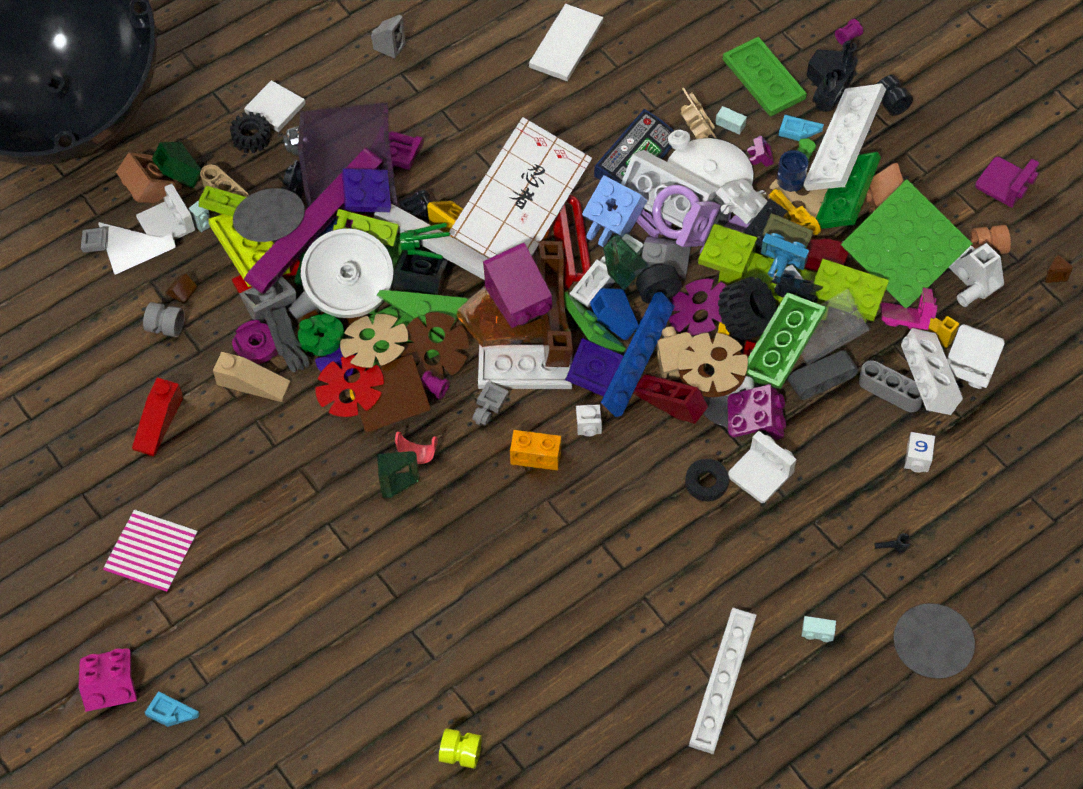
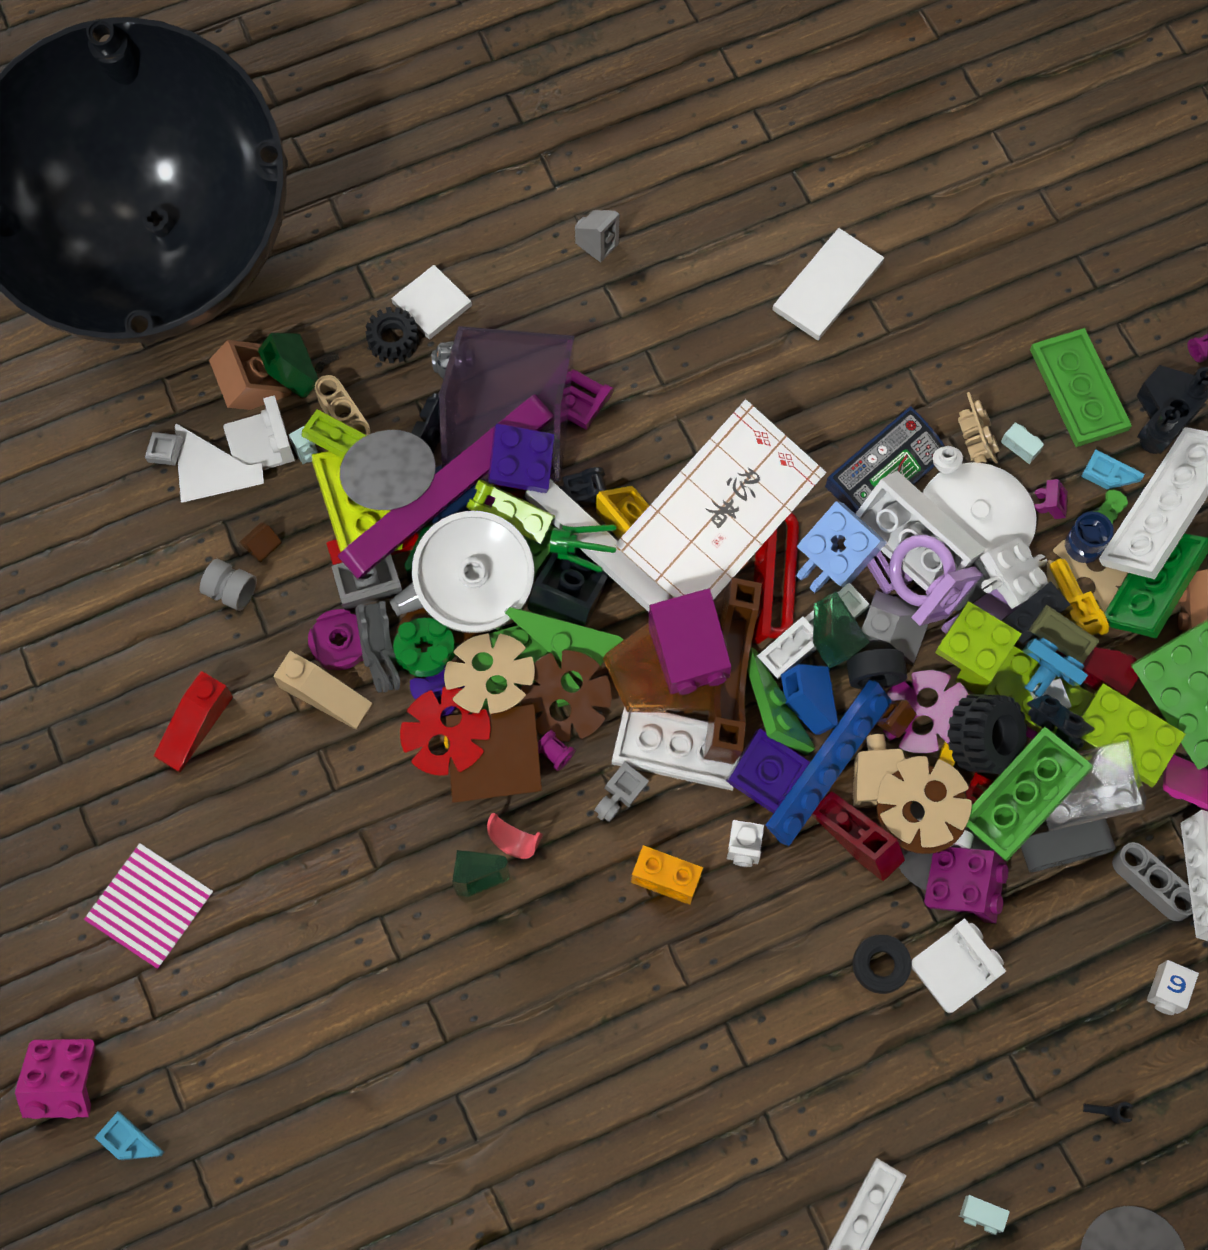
camera: 10 degrees right, 10 degrees up
(681, 314) = (897, 717): none -> reddish brown slope

